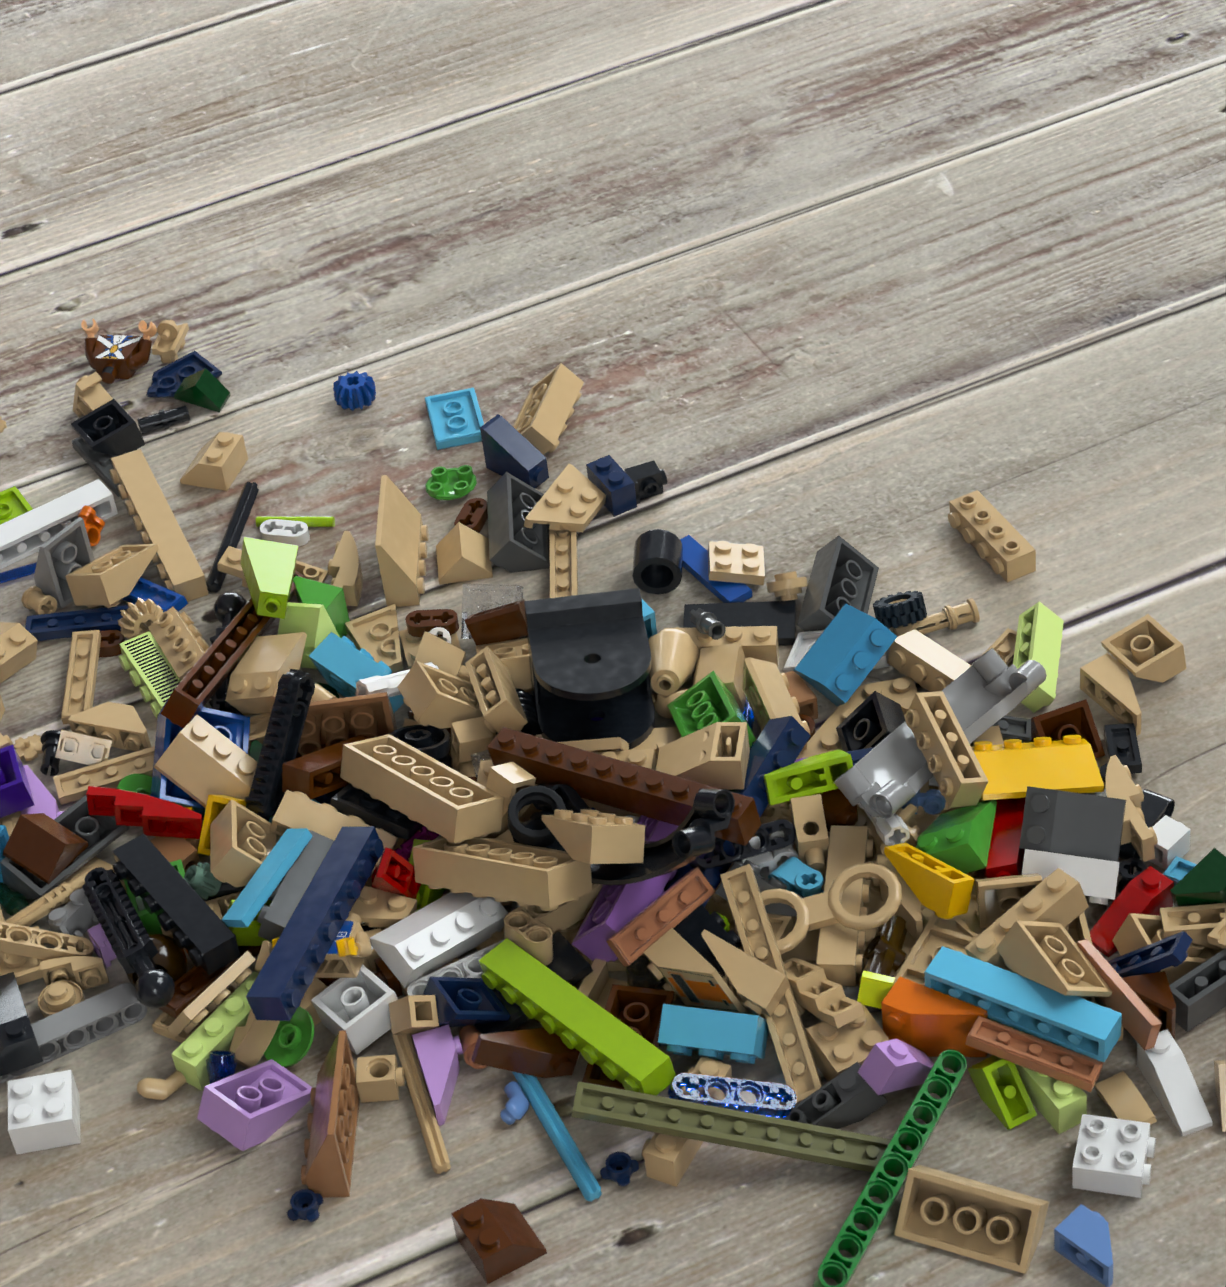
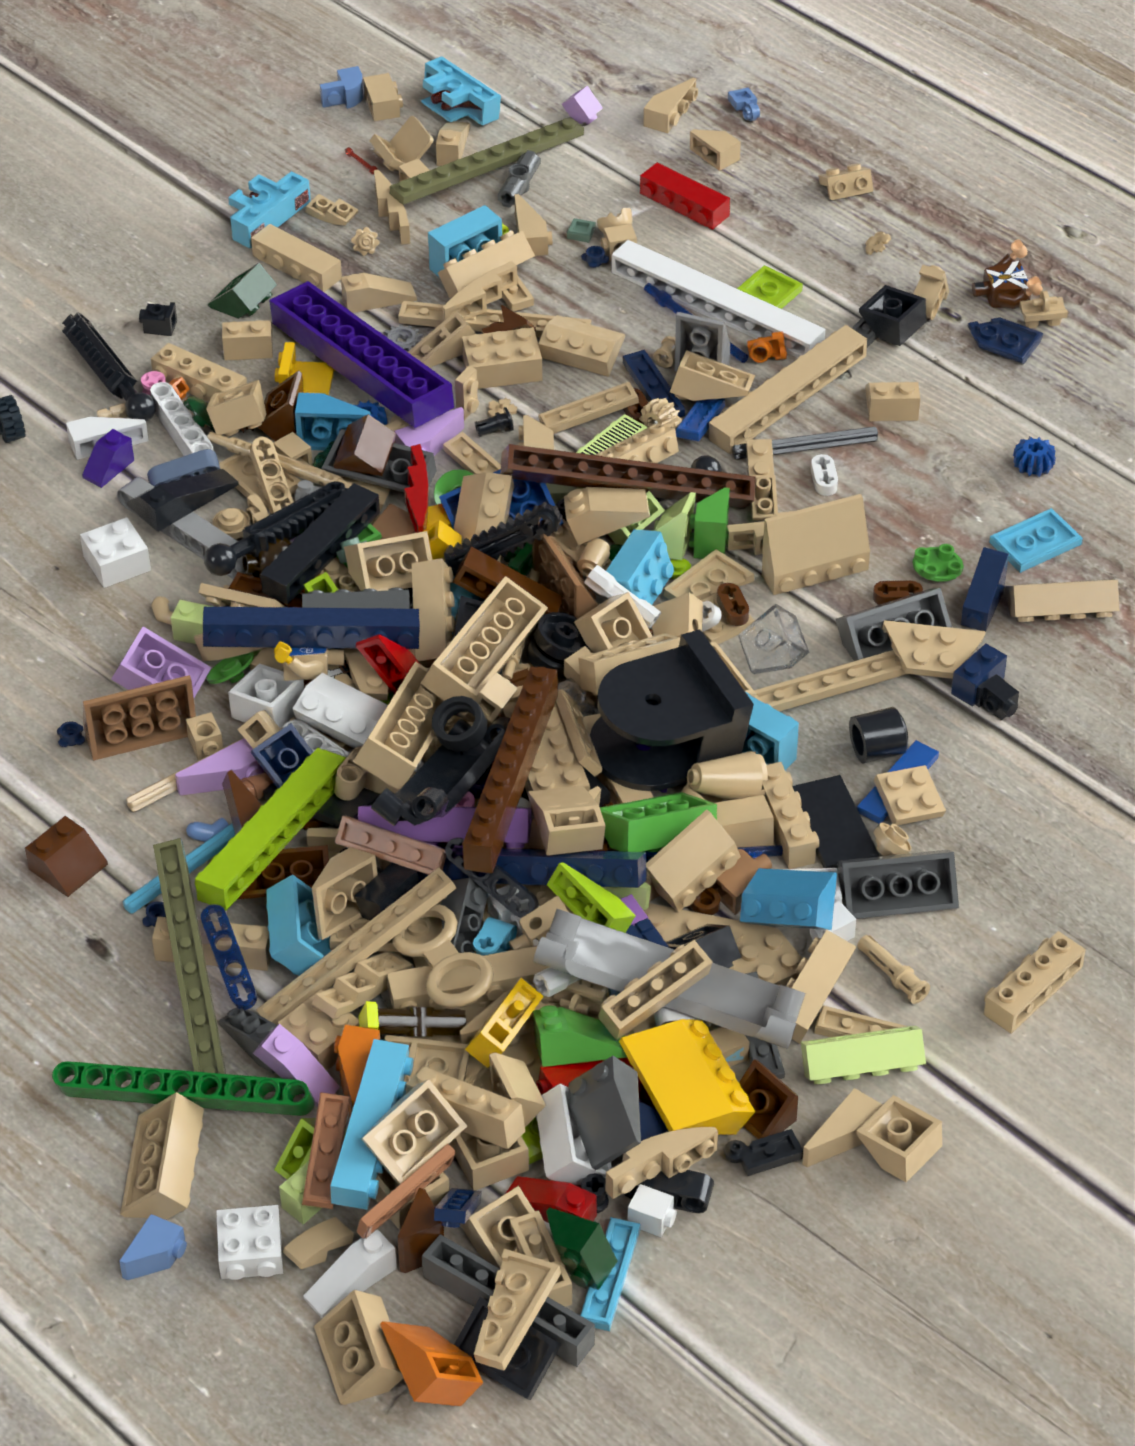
camera: 65 degrees right, 5 degrees up
(82, 748) = (497, 435): tan hips -> none
(163, 419) = (939, 346): black pin -> none
(203, 390) = (983, 359): dark green slope -> none
(220, 1065) = (181, 634): clear blue cone -> none
(267, 878) = (347, 582): medium azure tile -> none
(269, 574) = (710, 468): slope -> none
(311, 521) = (842, 474): lime bar -> none
(463, 556) = (840, 601): tan slope -> none
(498, 624) = (743, 647): reddish brown slope -> none
(597, 836) = (432, 760): tan slope -> none
(707, 623) = (783, 784): dark grey axle -> none
(754, 981) = (343, 921): tan slope -> none
(900, 609) = (887, 931): black bush -> none

